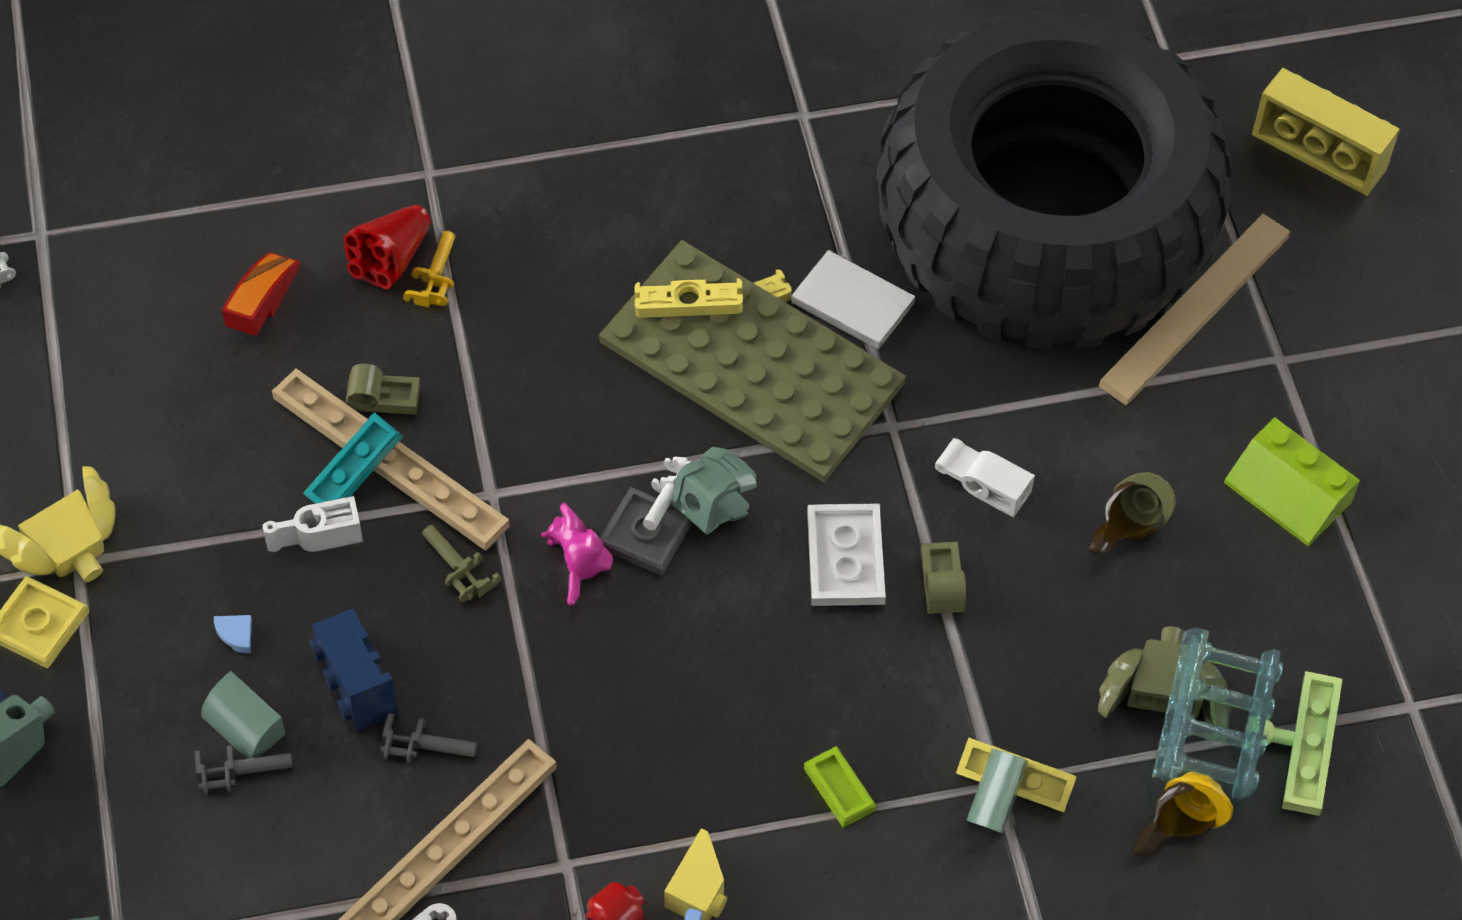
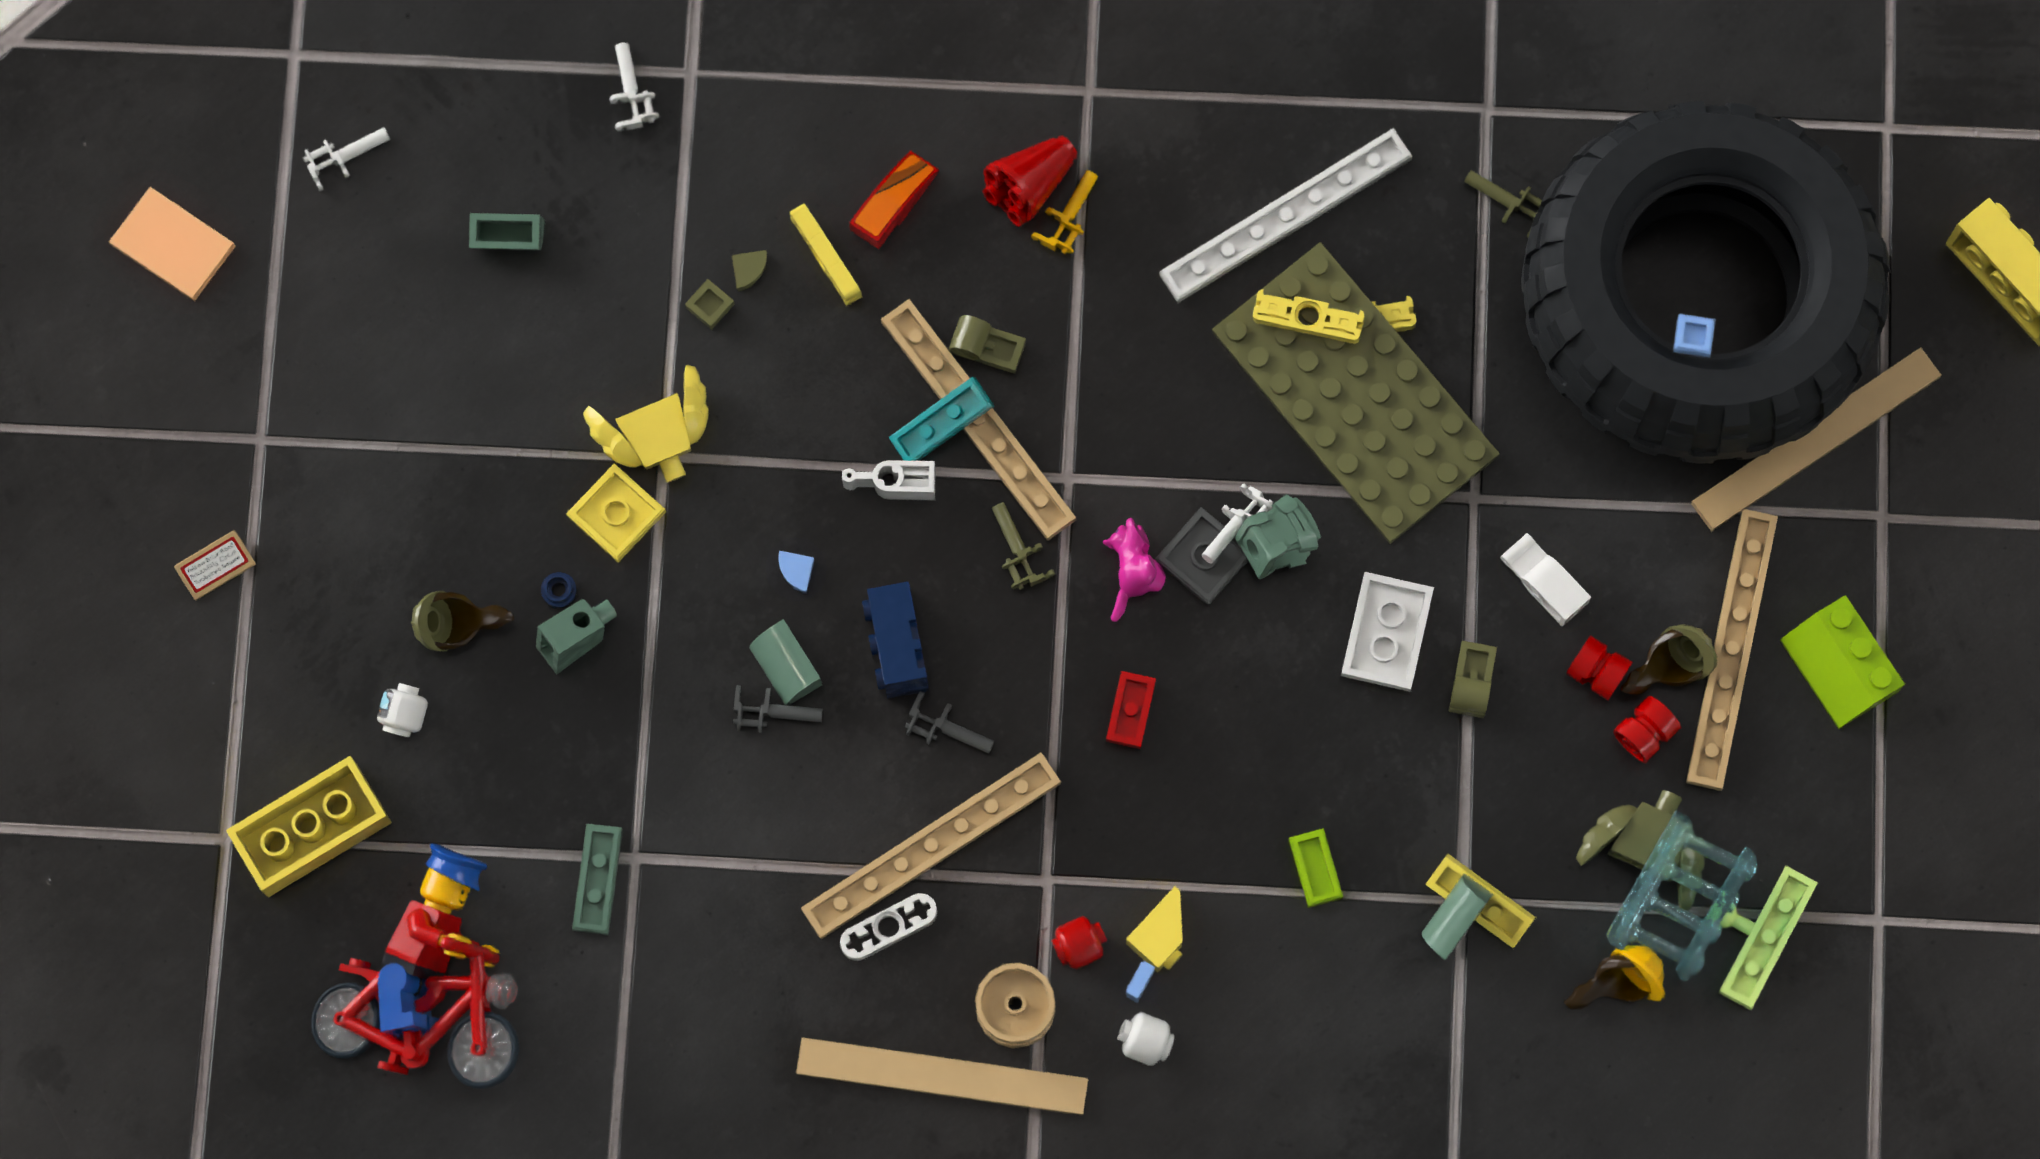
camera: 20 degrees right, 20 degrees up
(97, 416) = (709, 304): none -> olive plate
(130, 379) = (748, 268): none -> olive tile
(205, 350) = (825, 254): none -> light yellow piece
(610, 681) = (1131, 710): none -> red plate
(640, 233) = (1285, 215): none -> white tile
(851, 179) = (1503, 196): none -> olive piece
(853, 299) = (1475, 346): white tile -> none
(1062, 537) = (1599, 667): none -> red wheel
(1064, 188) = (1694, 335): none -> light blue tile
(1127, 580) = (1651, 724): none -> red wheel
(1188, 523) = (1733, 649): none -> tan plate

